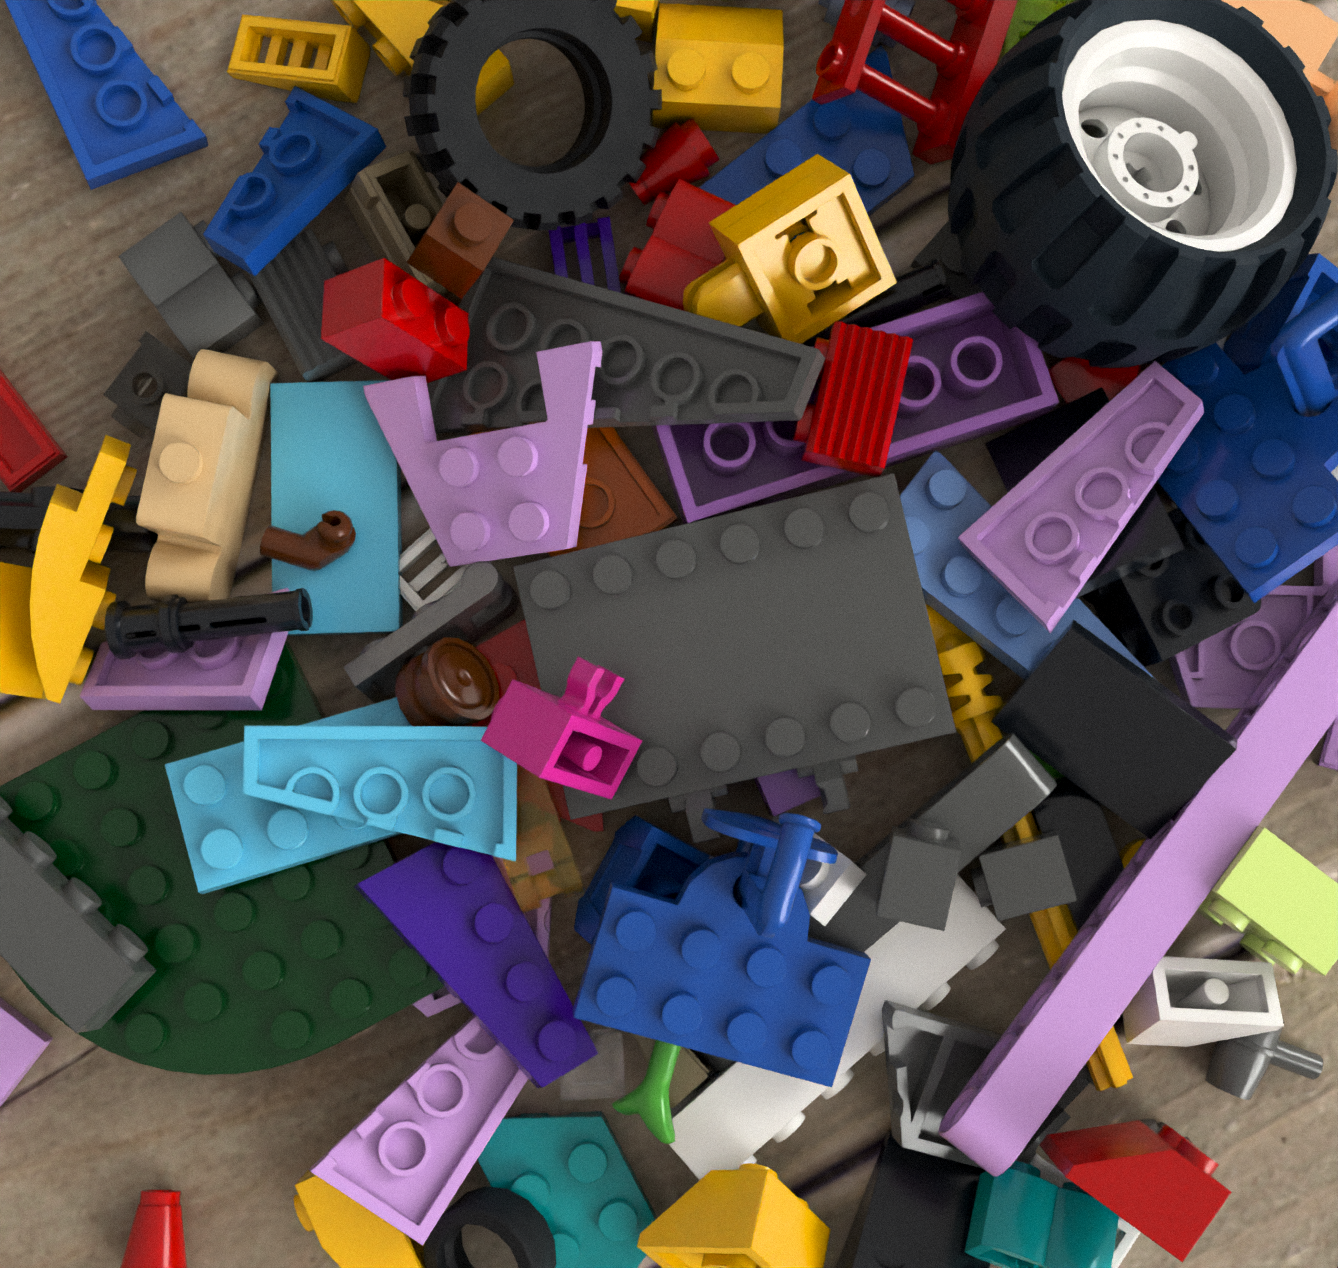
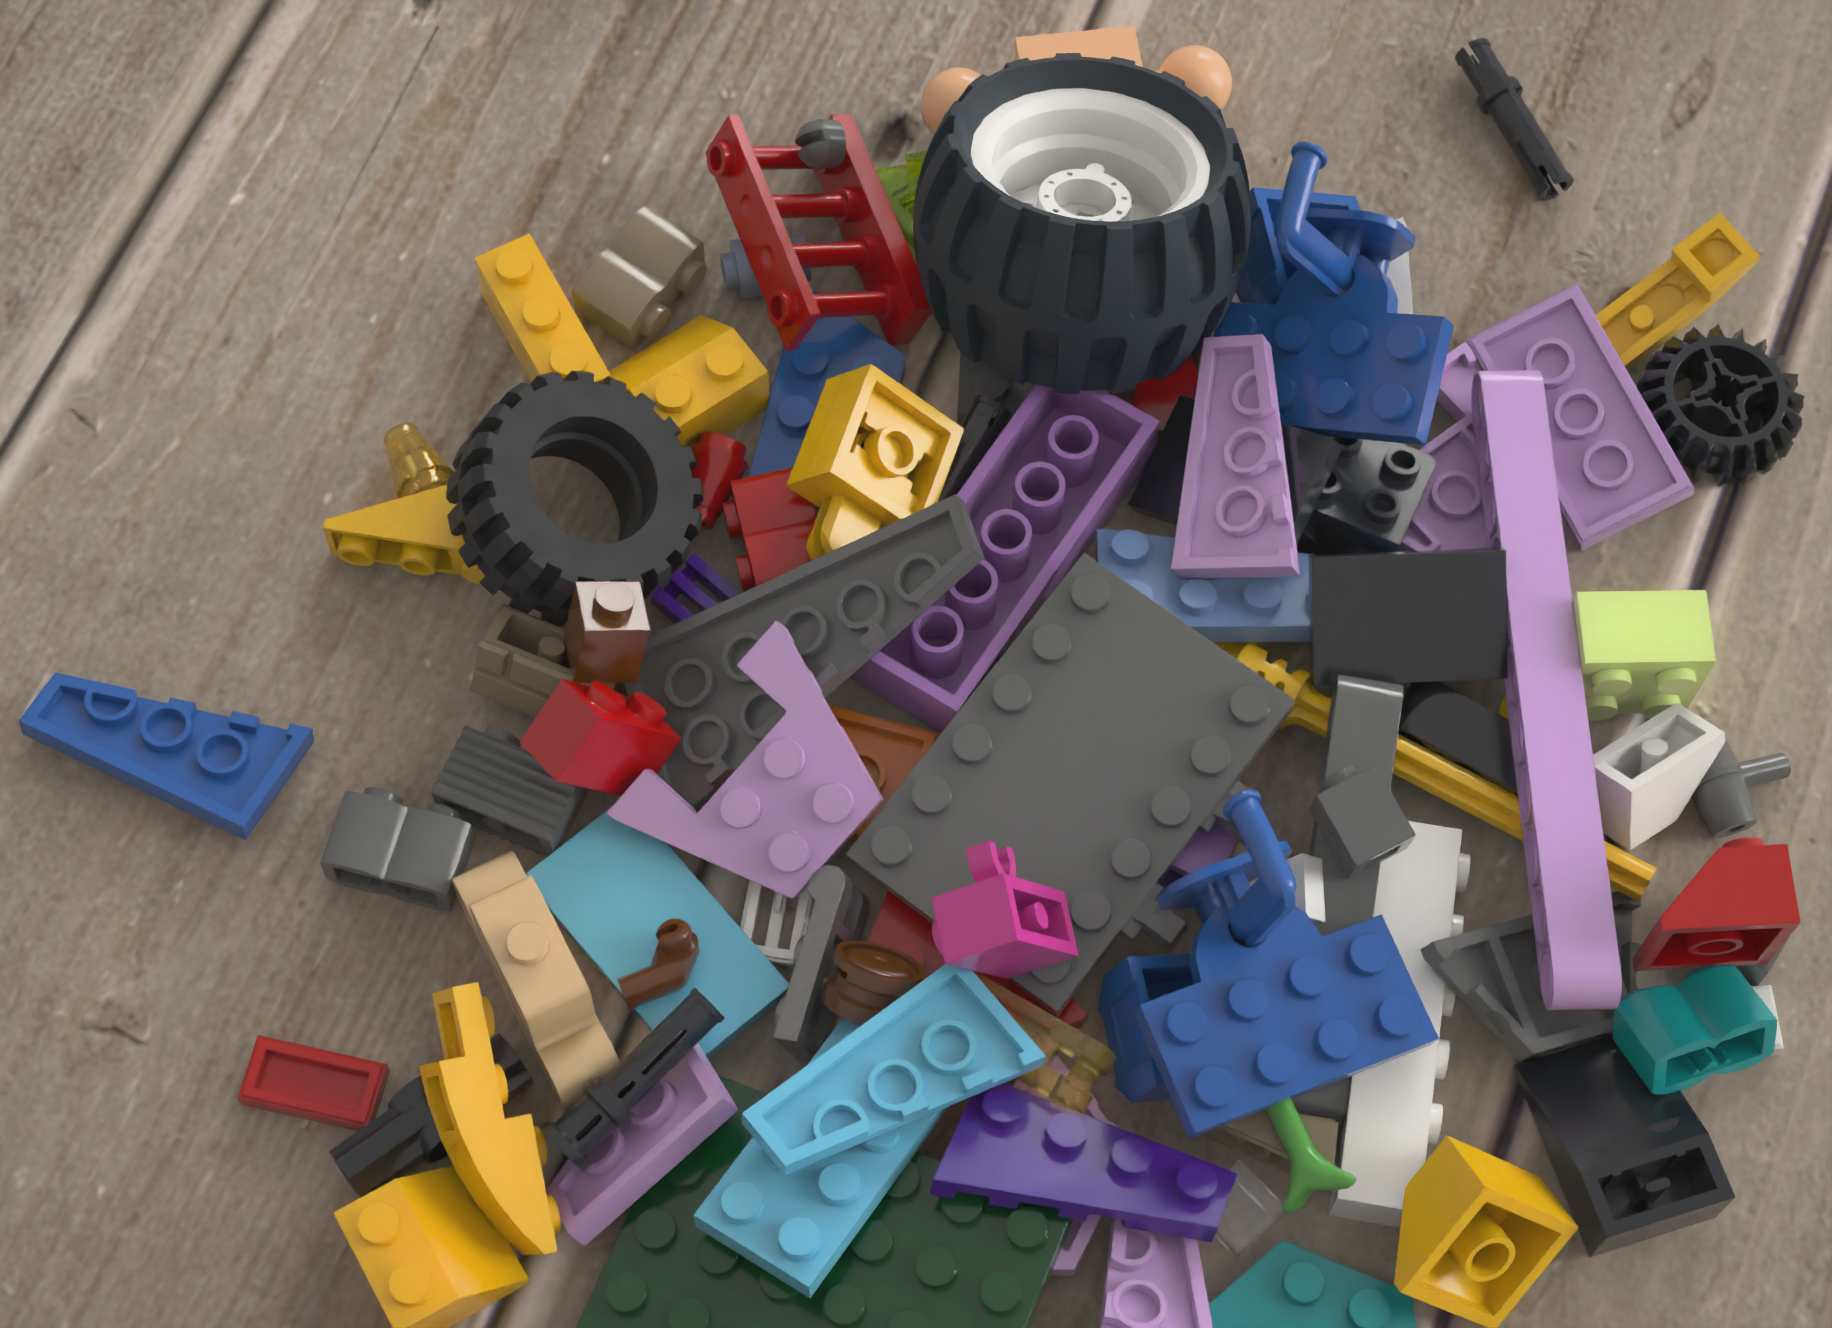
camera: 35 degrees left, 20 degrees down
(149, 362) = (427, 924): clear smoke brick -> none
(295, 179) = (420, 698): blue wing -> none
(337, 66) = (367, 626): yellow slope -> none
(855, 399) = (1013, 522): red brick -> none
(1024, 876) = (1439, 771): dark grey brick -> none

